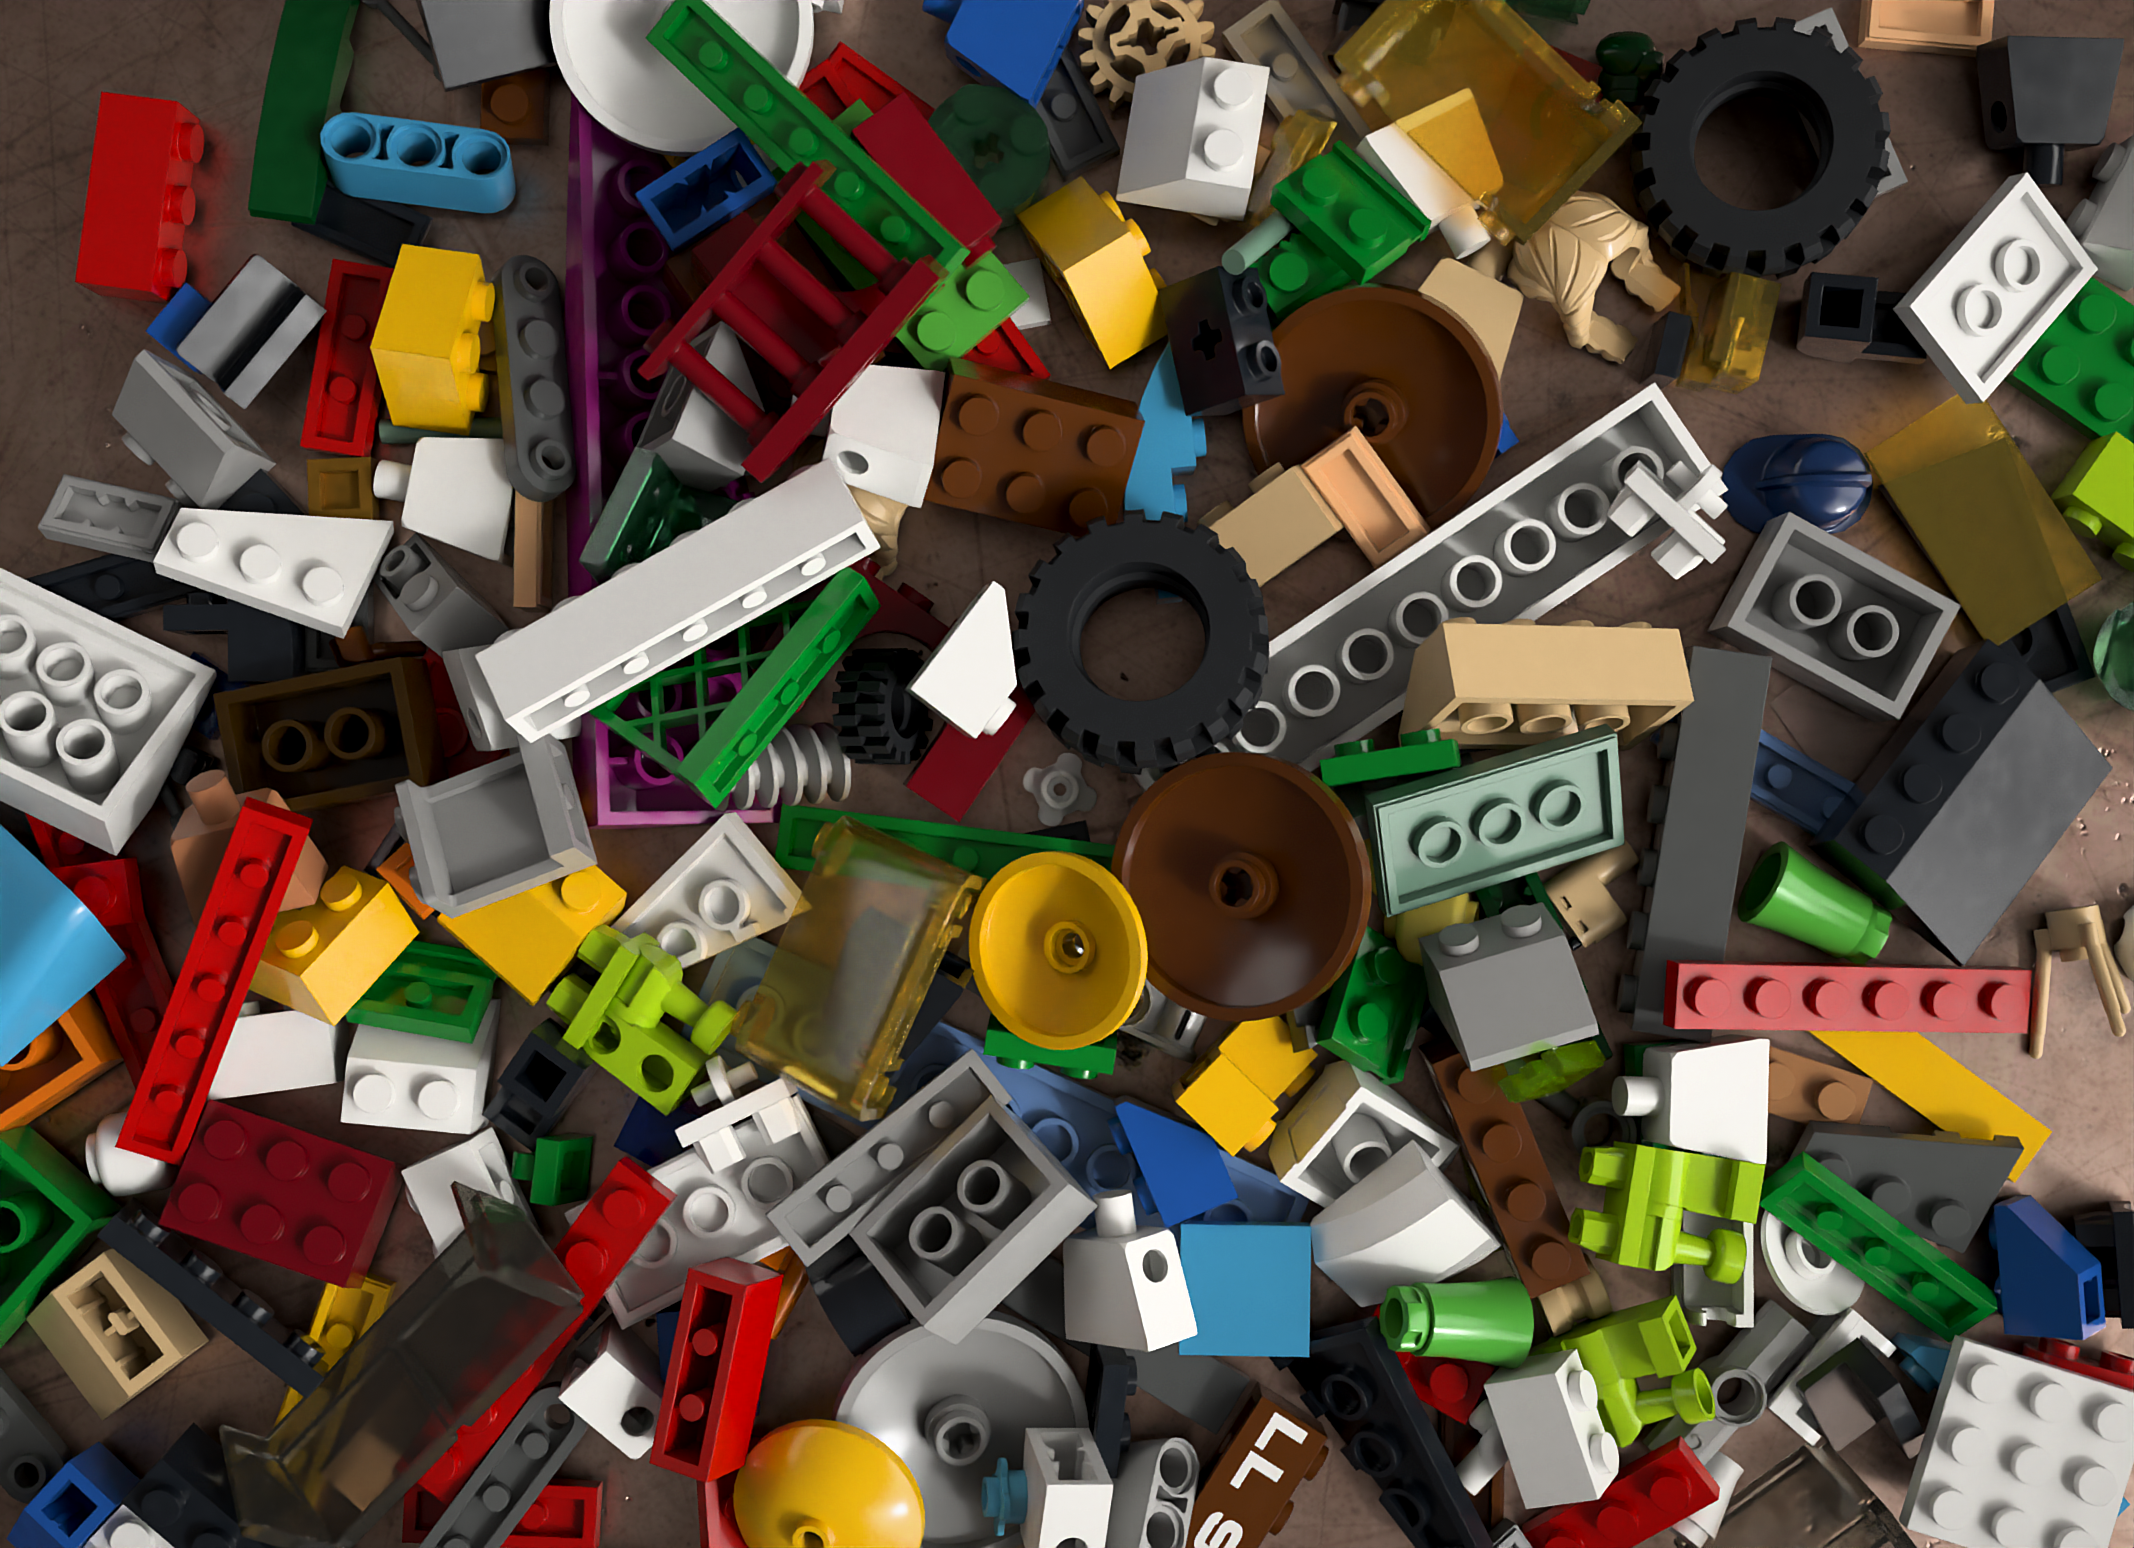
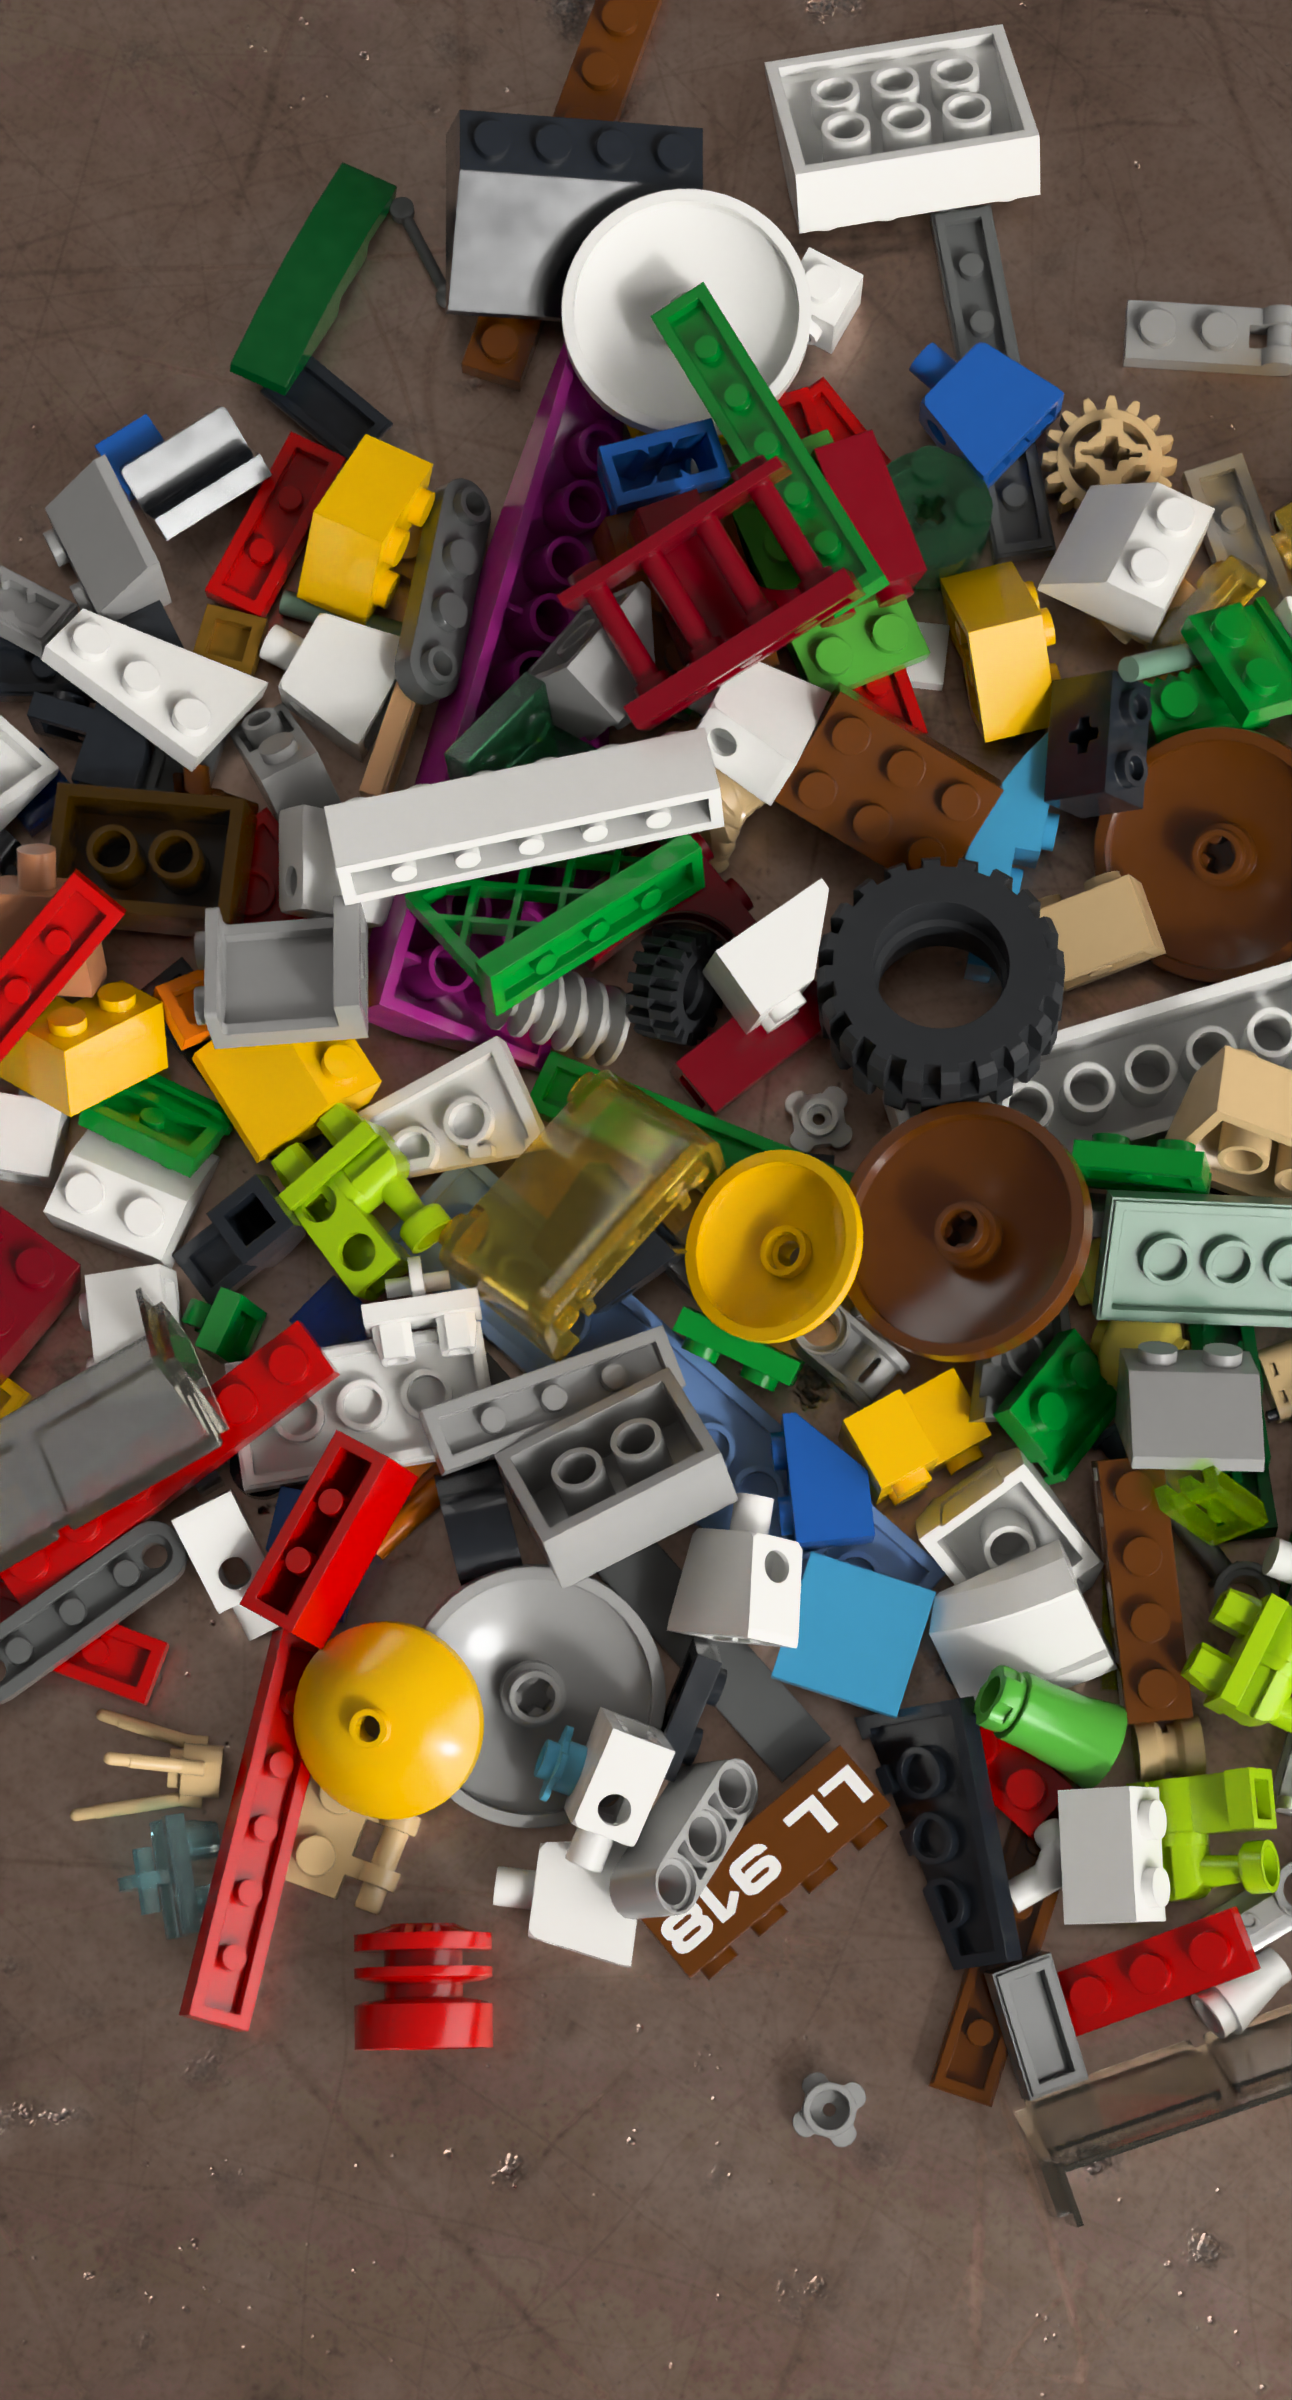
camera: 20 degrees right, 10 degrees down
(139, 198) = (130, 327): red brick -> none
(396, 143) = (363, 356): dark azure beam -> none
(1365, 497) = (1191, 926): light nougat tile -> none

